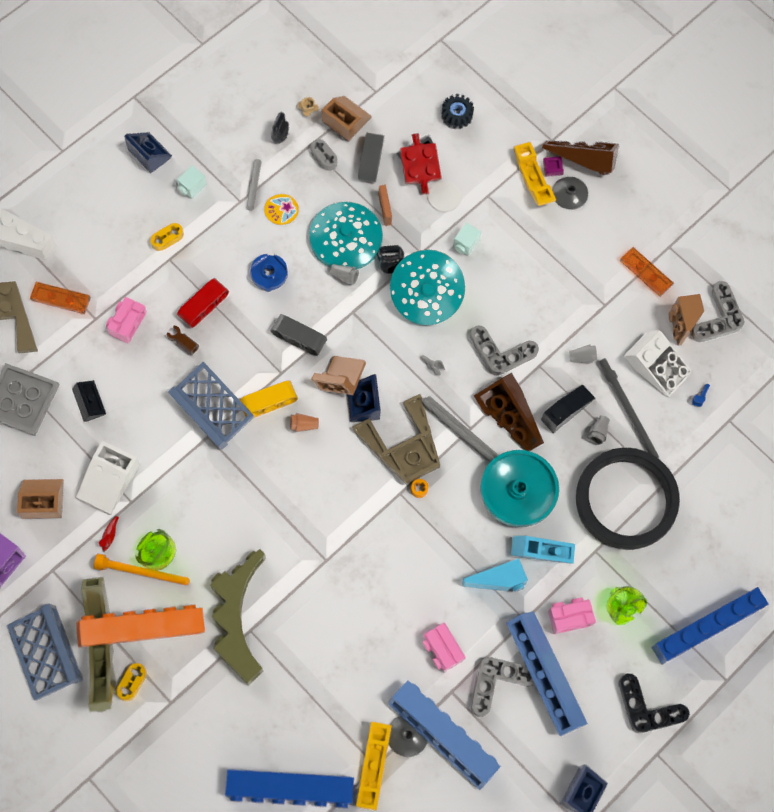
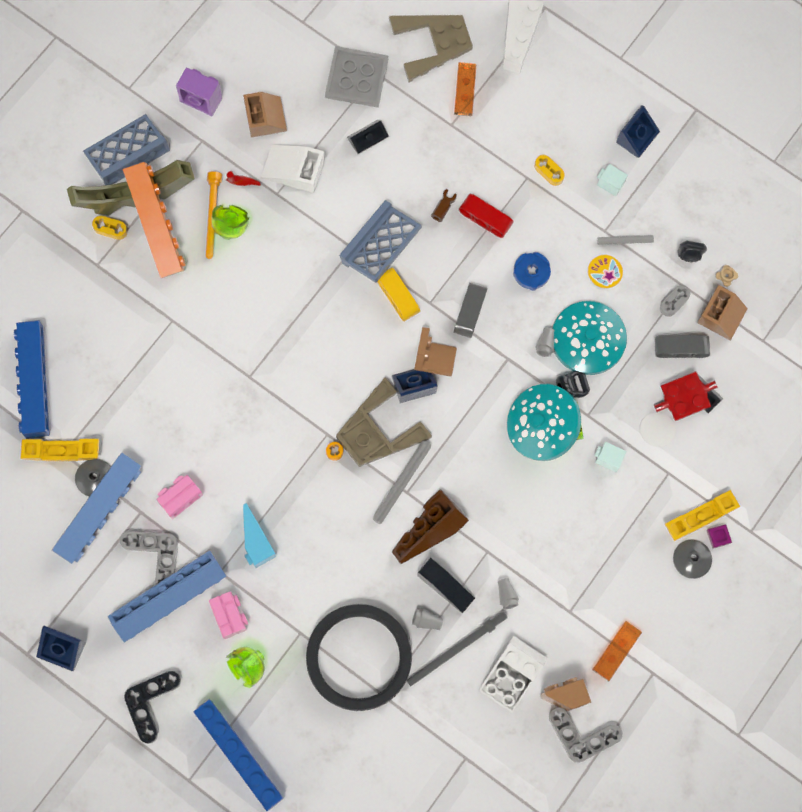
camera: 80 degrees right, 5 degrees up
(126, 319) = (453, 150): bright pink brick -> none
(231, 590) = (152, 307): olive arch -> none
(303, 422) = (380, 330): nougat cone -> none
(385, 205) = (630, 369): nougat tile -> none
(436, 365) = (465, 446): light grey hand -> none
(460, 103) = (754, 434): black bush -> none
(496, 356) = (488, 505): light grey beam -> none
(519, 488) = (348, 545): teal dish -> none
(542, 549) = (290, 578): medium azure slope -> none
(596, 157) = (739, 576): reddish brown wedge -> none
(698, 400) = (480, 722): blue hand -> none

